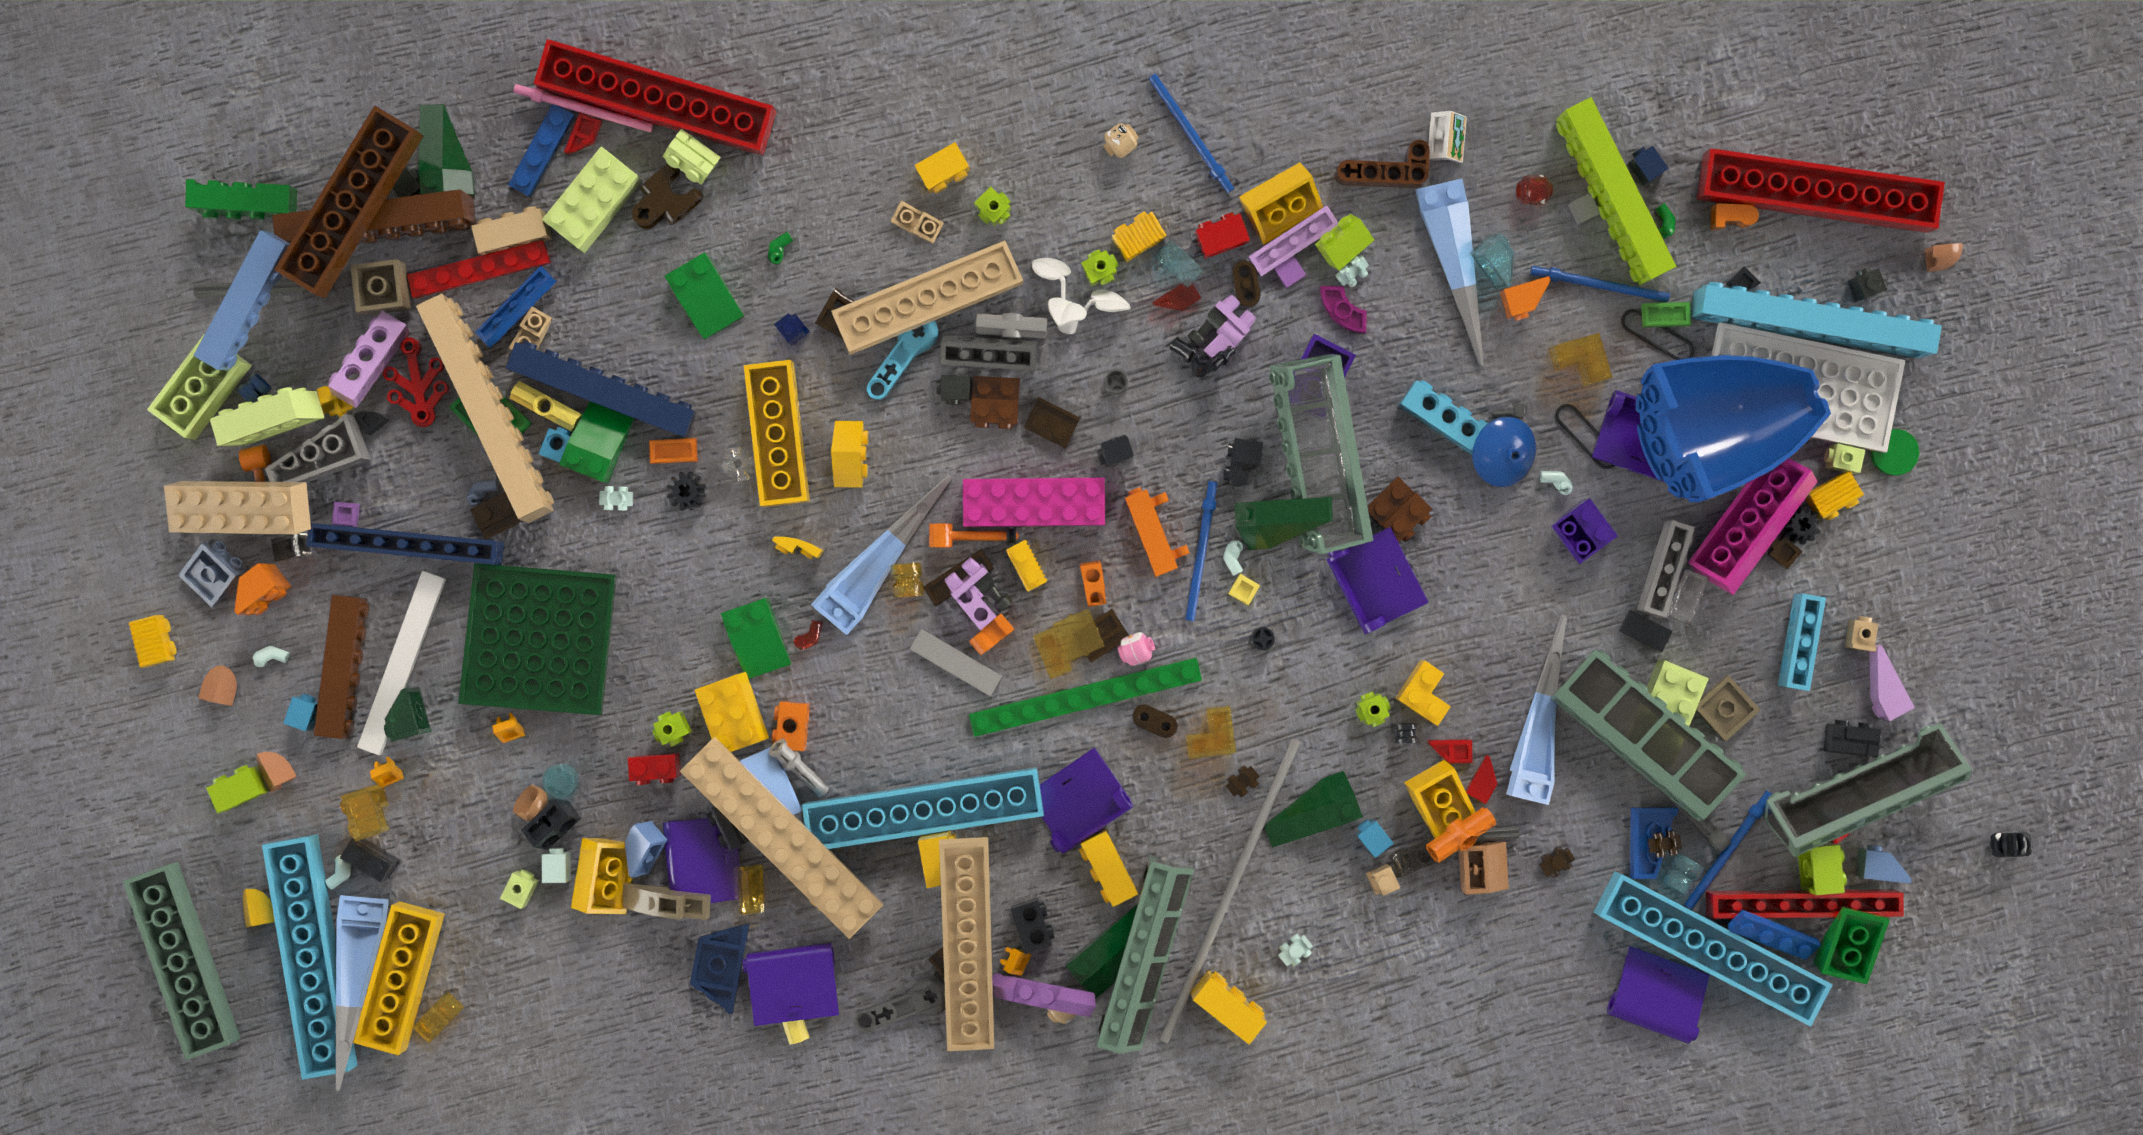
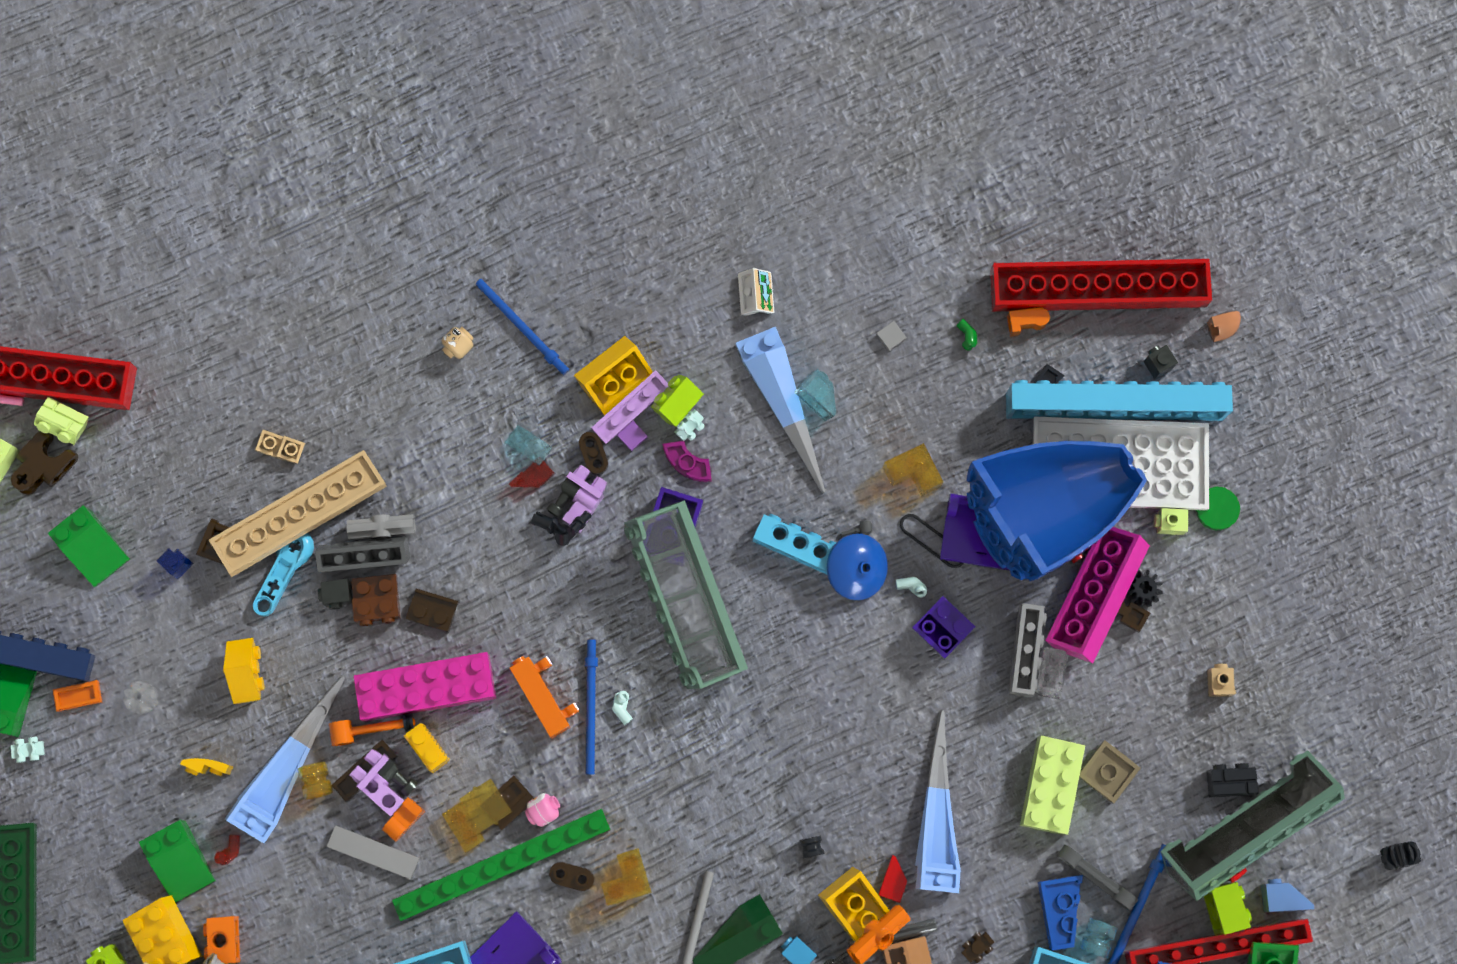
camera: 15 degrees left, 10 degrees down
(678, 491) = (101, 728): black gear -> none
(776, 248) = (151, 491): green arm -> none
(776, 433) = (172, 663): yellow brick -> none
(942, 168) = (297, 394): yellow brick -> none
(990, 199) = (348, 421): lime brick -> none
(1067, 313) = (432, 504): white plant -> none
(1093, 583) = (493, 754): orange leg -> none
(1096, 275) = (456, 467): lime brick -> none
(1115, 451) = (493, 626): black brick -> none
(1116, 378) = (483, 559): dark grey wheel -> none
(1138, 236) = (486, 426): yellow brick -> none
(1221, 235) = (563, 412): red brick -> none
(1242, 453) = (614, 609): black brick -> none
(1244, 589) = (636, 736): light yellow tile -> none
(1246, 778) = (667, 916): dark brown piece -> none
(1267, 642) = (661, 779): black wheel -> none
(1276, 521) = (651, 667): dark green wedge -> none
(1367, 701) = (767, 833): lime brick -> none
(1373, 583) = (756, 709): dark purple door -> none
(1381, 168) = (701, 328): reddish brown beam -> none
(1399, 509) = (769, 637): reddish brown plate -> none
(1418, 695) = (816, 807): yellow brick -> none
(1453, 750) = (860, 856): red tile -> none
(1523, 298) = (849, 424): orange slope -> none
(1534, 190) = (842, 326): clear red head -> none
(1557, 275) = (876, 399): blue bar -> none
(1614, 192) = (915, 316): lime brick -> none
(1645, 631) = (1020, 712): black tile -> none
(1647, 164) = (941, 287): dark blue brick -> none
(1648, 734) = (1037, 808): window -> none
(1652, 343) = (978, 428): black piece -> none
(1661, 843) = (1072, 911): dark brown piece -> none
(1666, 314) = (983, 418): bright green plate -> none
(1801, 641) = (1166, 697): medium azure brick -> none
(1833, 495) = (1169, 557): yellow brick -> none
(1886, 689) = (1254, 728): lavender slope -> none

